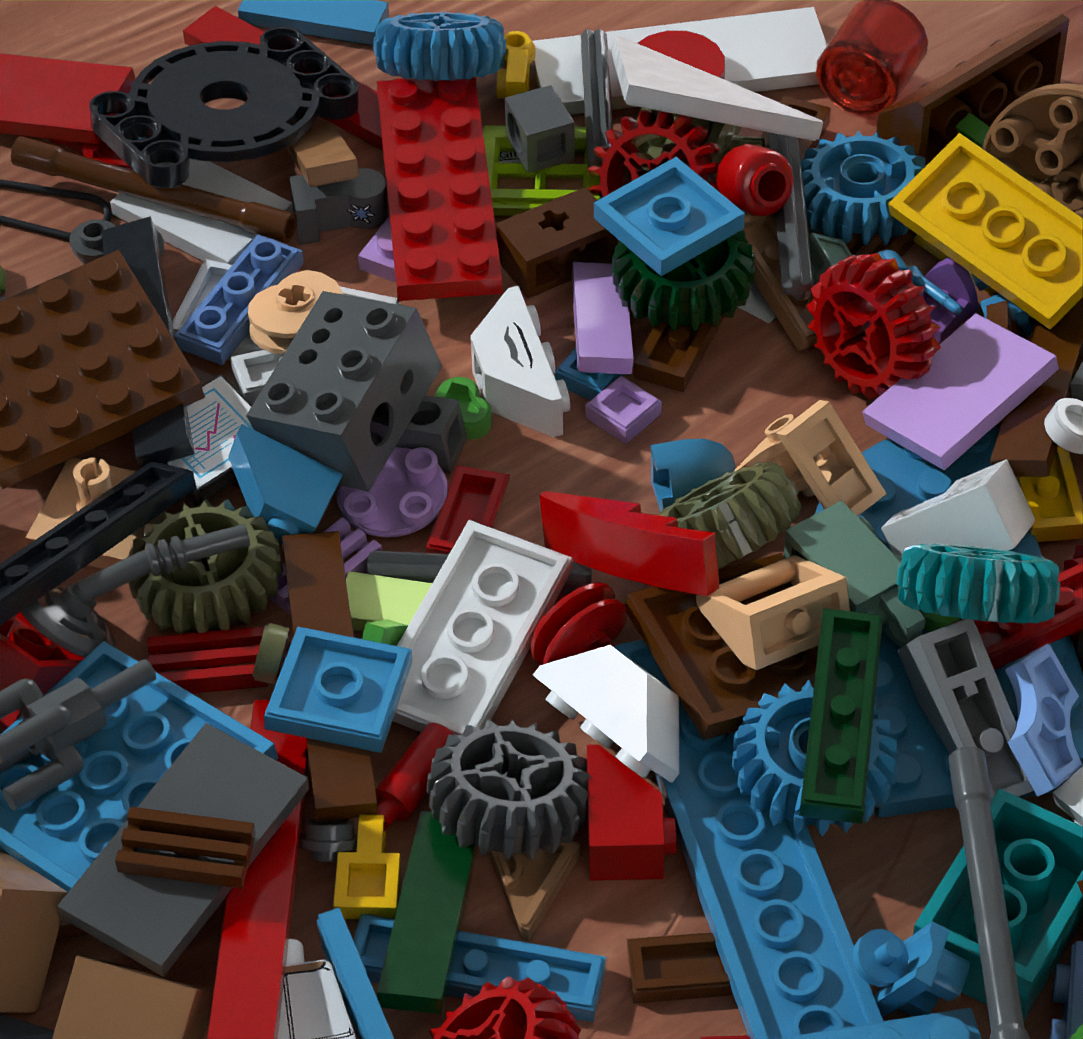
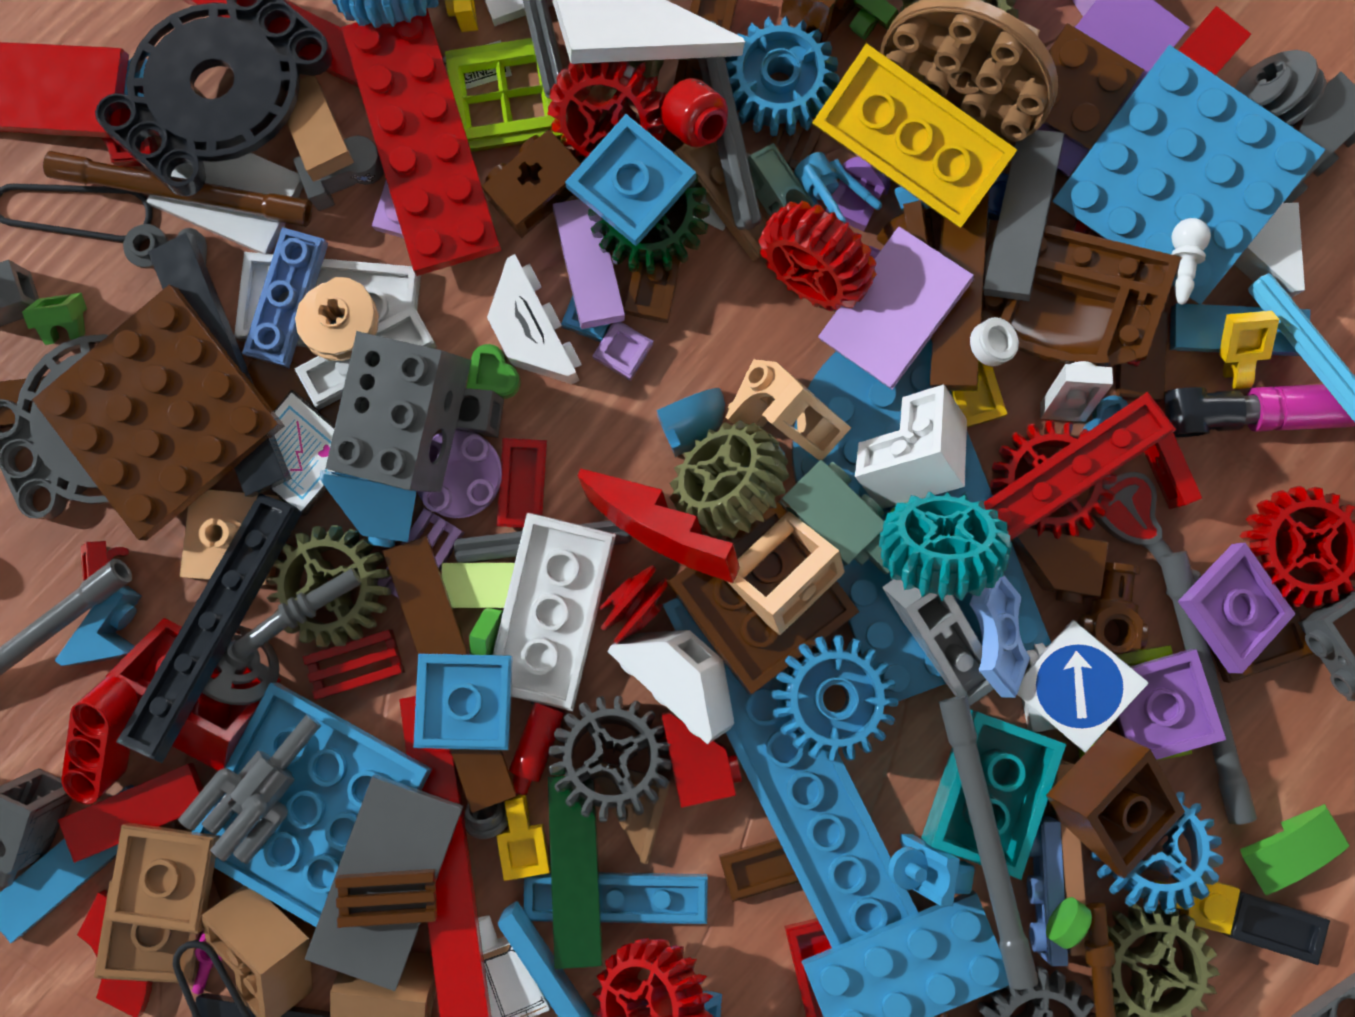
camera: 10 degrees left, 35 degrees up
(271, 653) = (403, 670): olive tile -> none
(540, 128) = (495, 62): dark grey brick -> none
(841, 716) = (854, 678): dark green tile -> none

